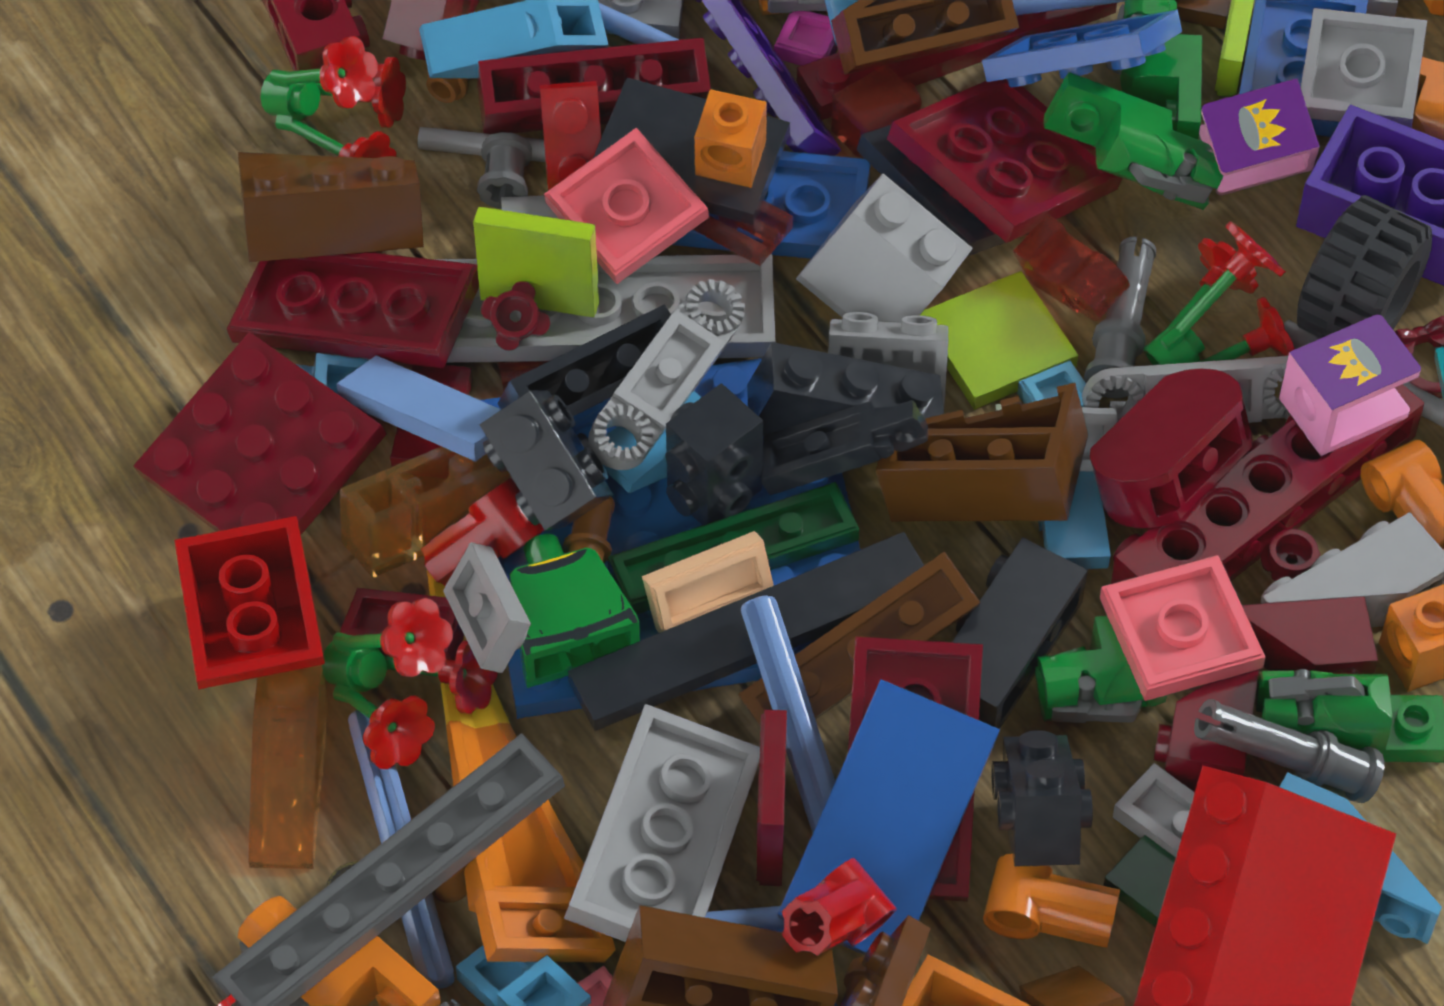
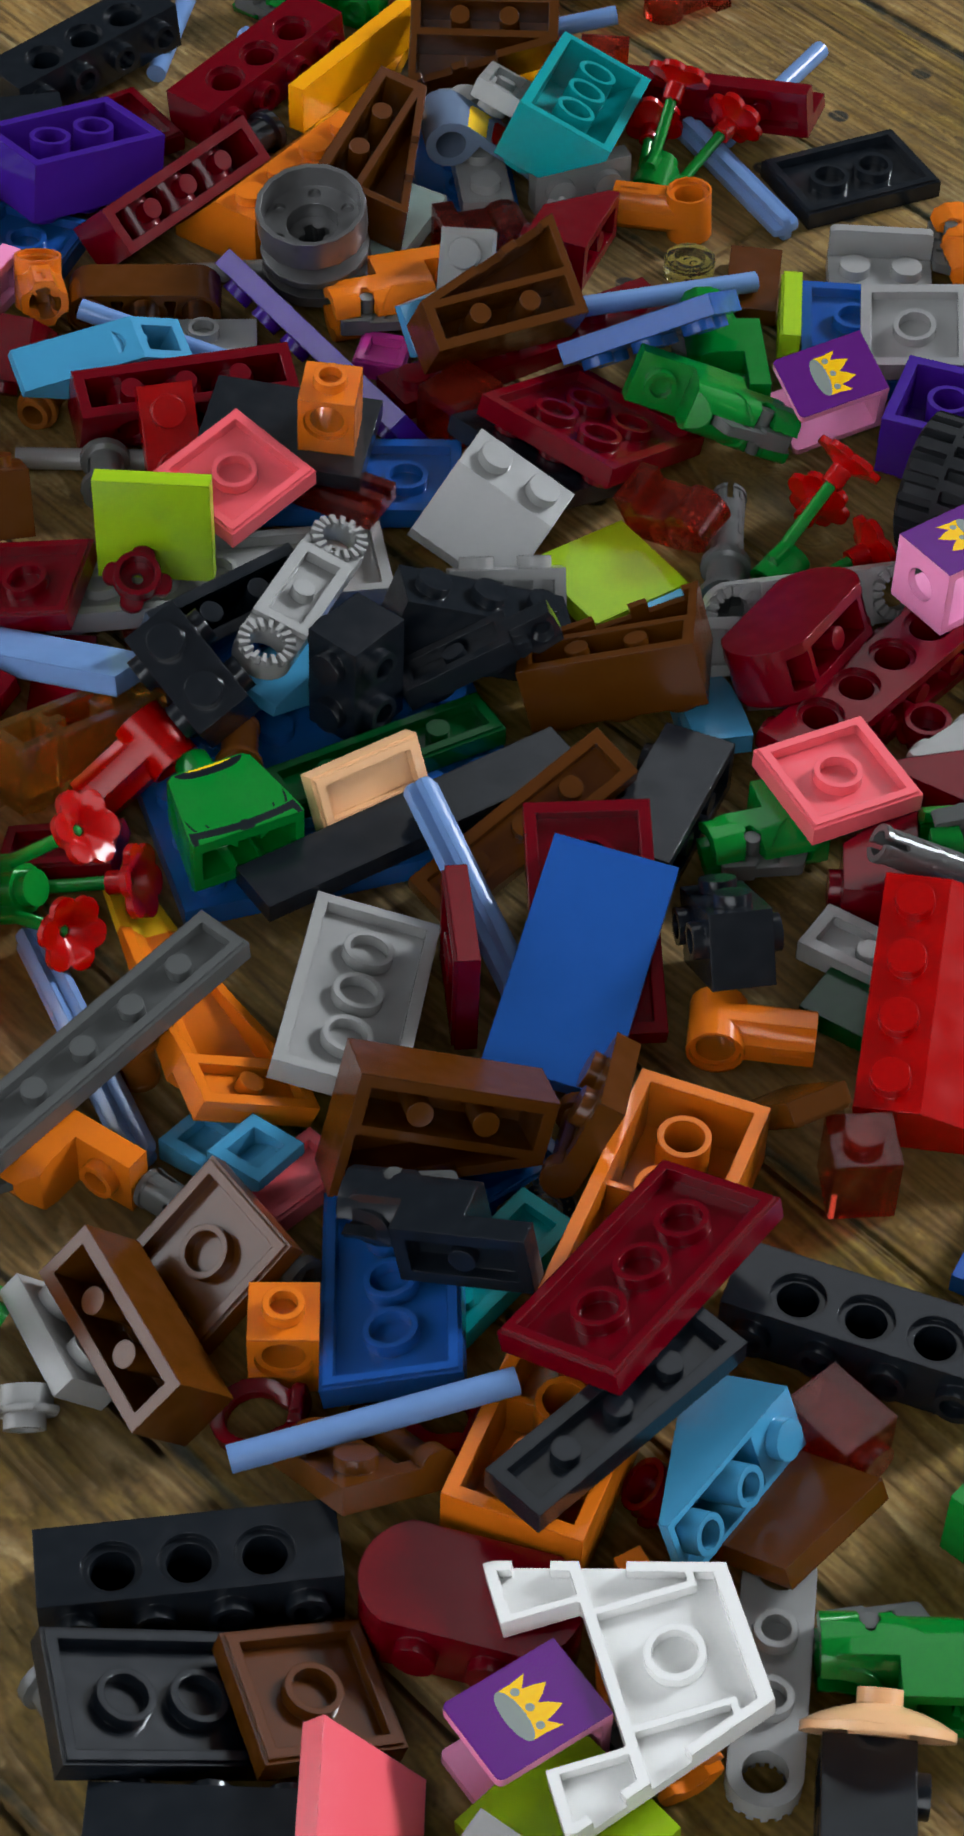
camera: 10 degrees left, 10 degrees down
(487, 608) = (150, 809): light grey plate -> none
(837, 910) = (546, 1035): red piece -> none

